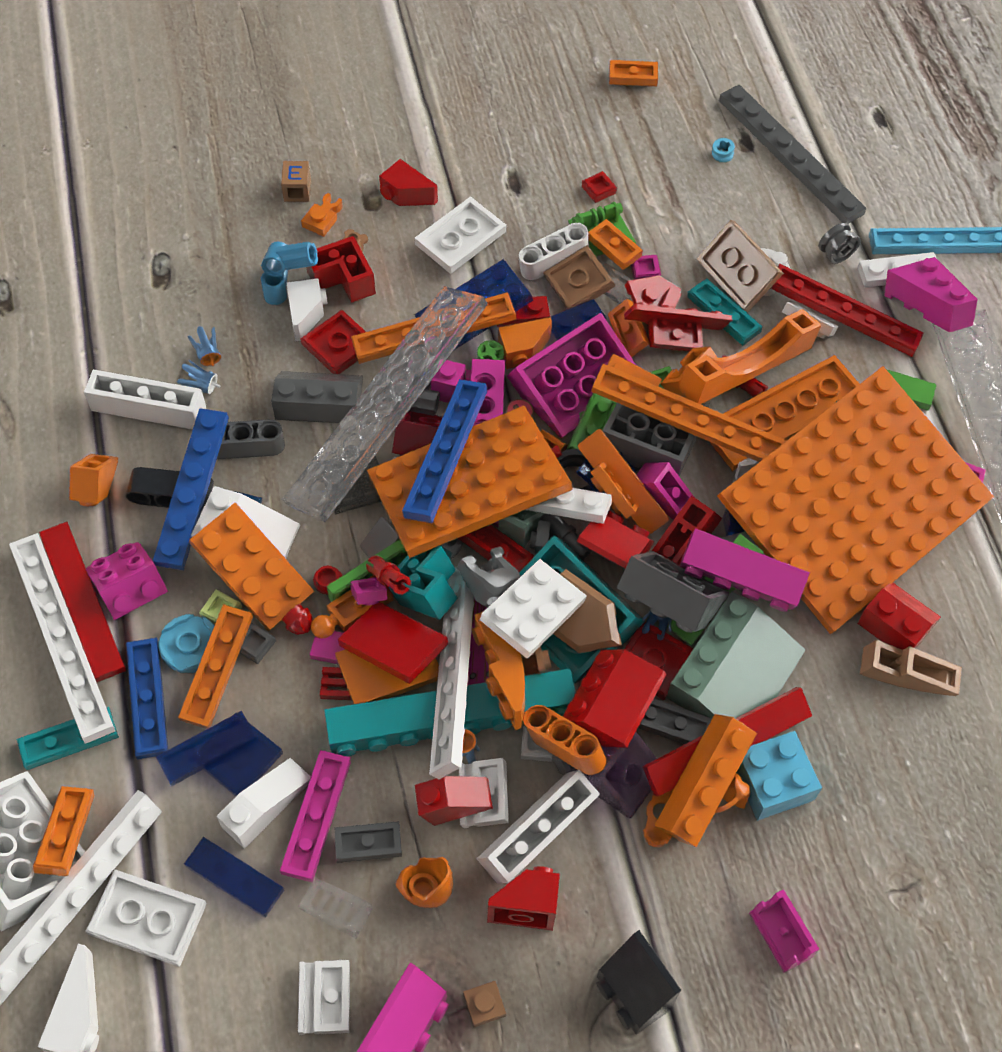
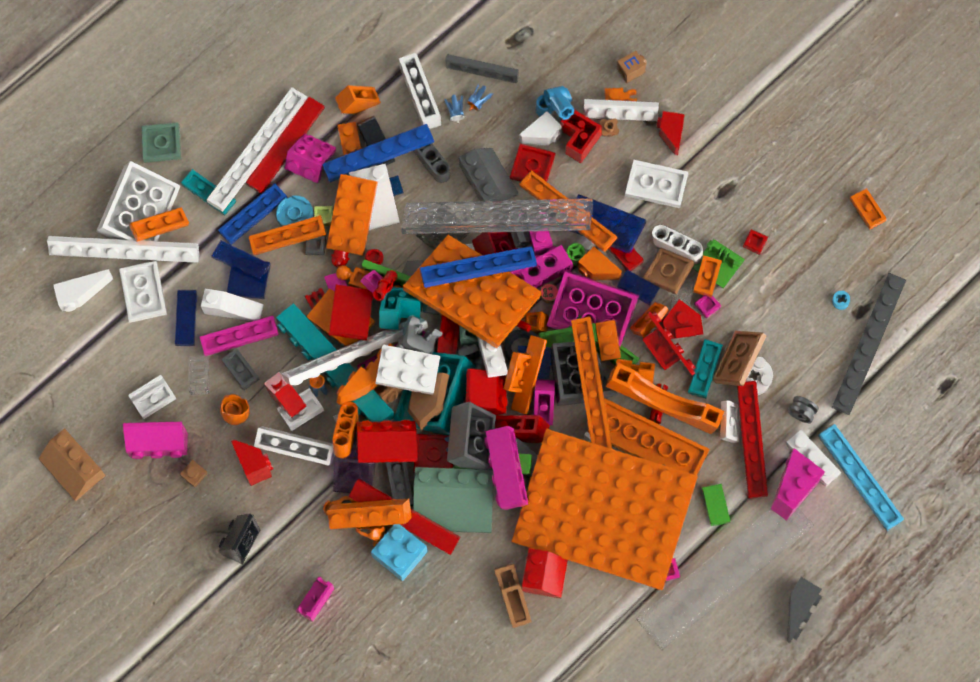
camera: 65 degrees right, 10 degrees up
(138, 519) = (349, 137): none -> orange plate
(170, 323) = (482, 68): none -> dark grey tile
(345, 213) = (621, 110): none -> white plate

